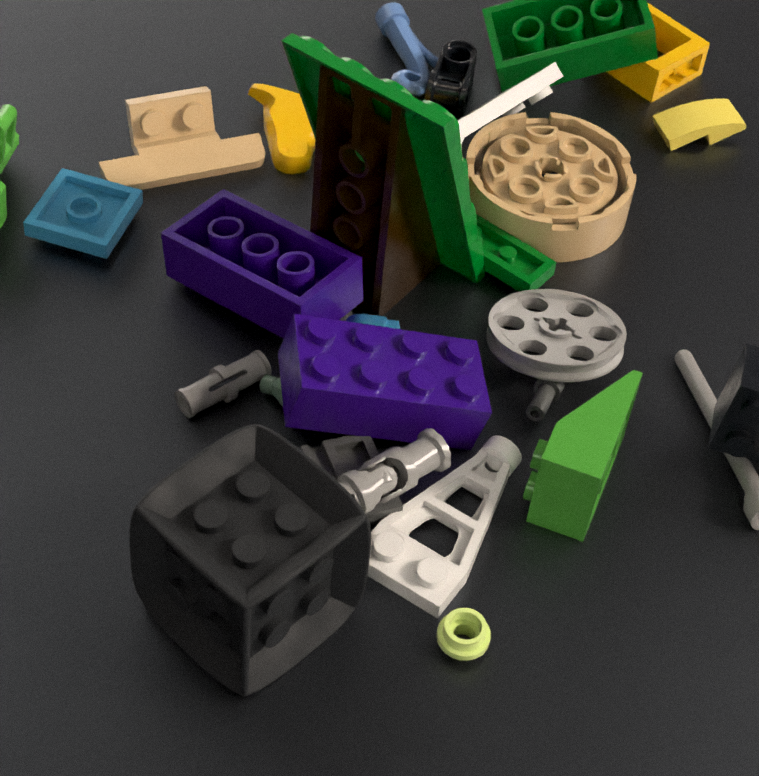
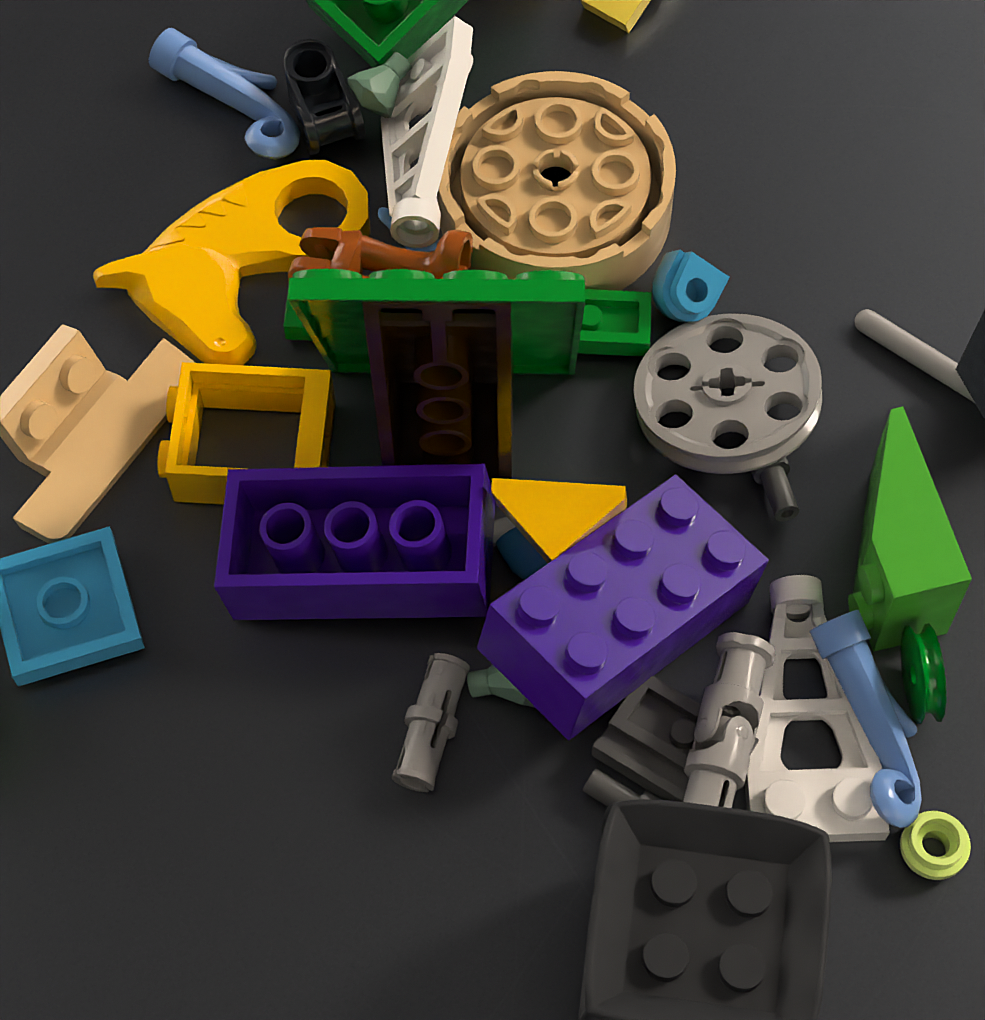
camera: 30 degrees left, 15 degrees up
(265, 167) = (244, 389): none -> yellow window
(385, 305) = (557, 513): none -> yellow slope
(487, 83) = (378, 86): none -> sand green rock
(500, 487) = (896, 786): none -> medium blue plant
(537, 535) = (923, 673): none -> green piece
(581, 271) = (686, 286): none -> dark azure piece

